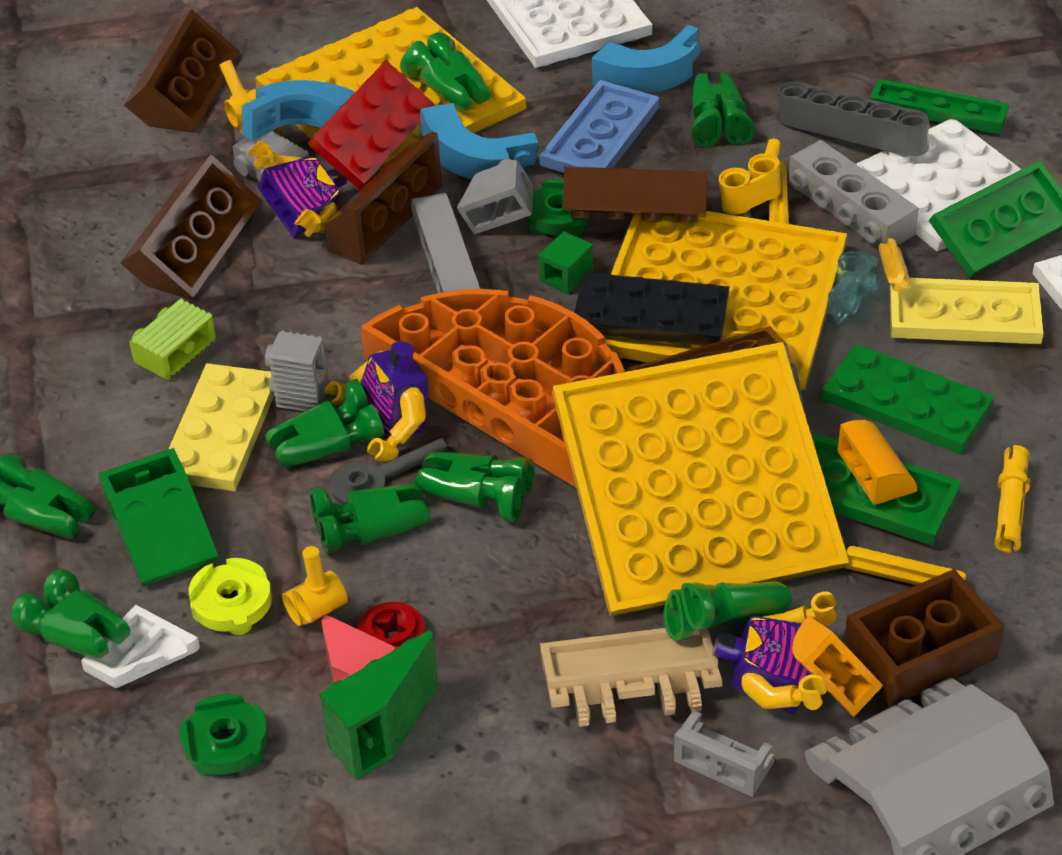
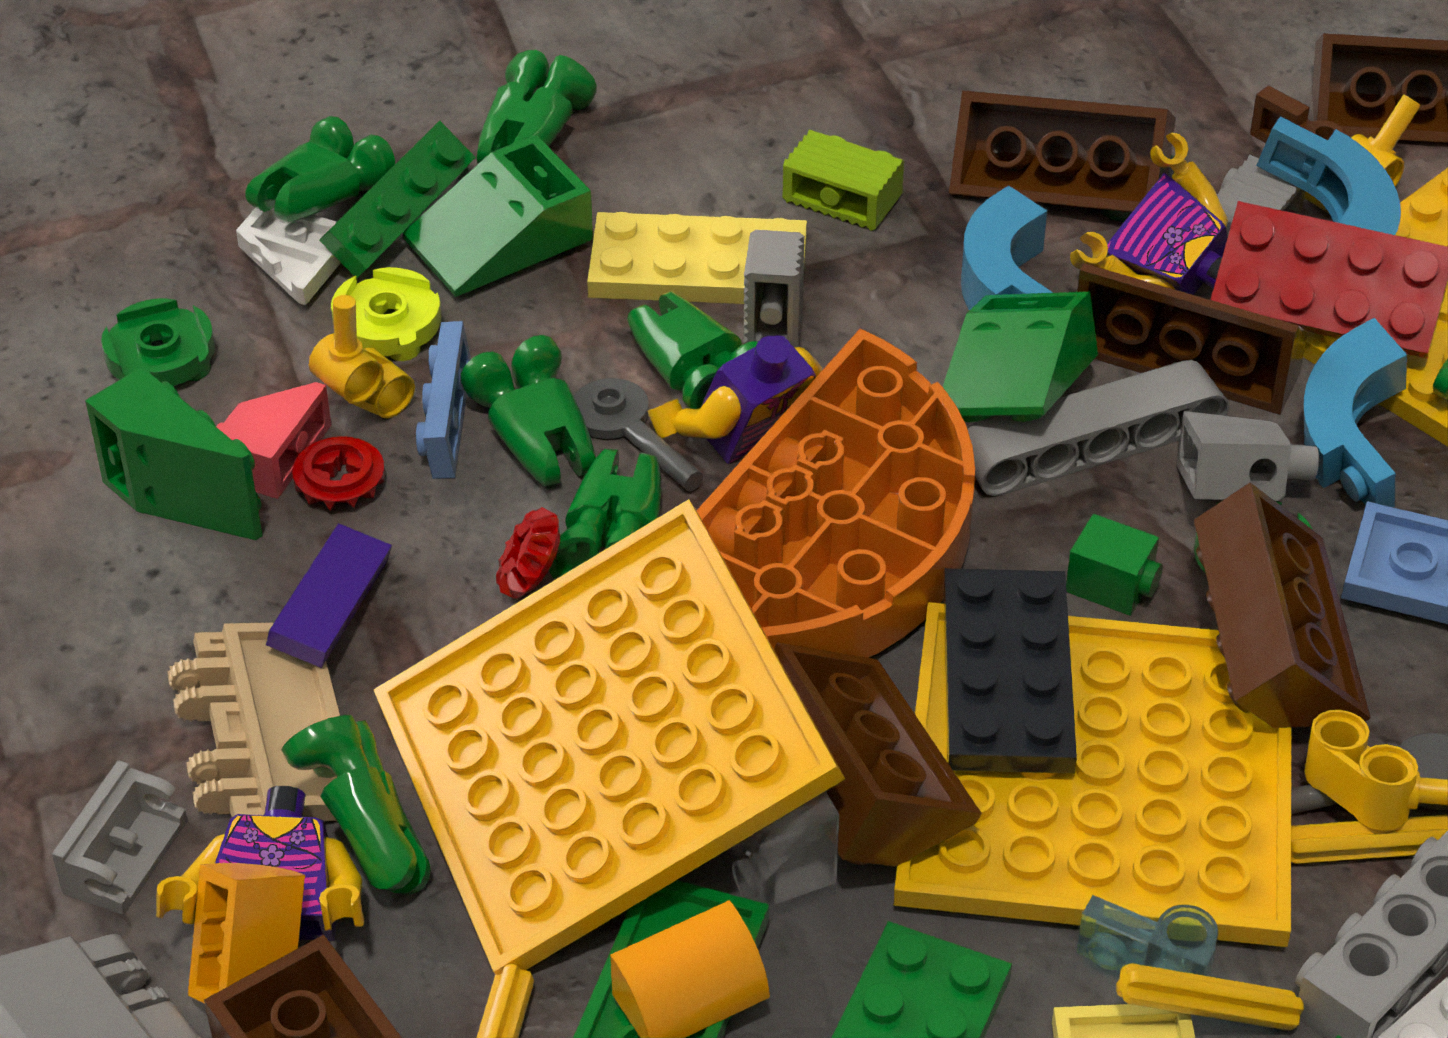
camera: 80 degrees right, 0 degrees up
(108, 577) = (397, 199): none -> green plate
(193, 132) = (1272, 104): none -> reddish brown plate
(291, 280) = (999, 240): none -> dark azure arch
(346, 560) = (444, 401): none -> medium blue plate
(398, 263) = (1020, 354): none -> green slope
(519, 506) = (528, 553): none -> red gear
(521, 631) = (329, 595): none -> dark purple tile

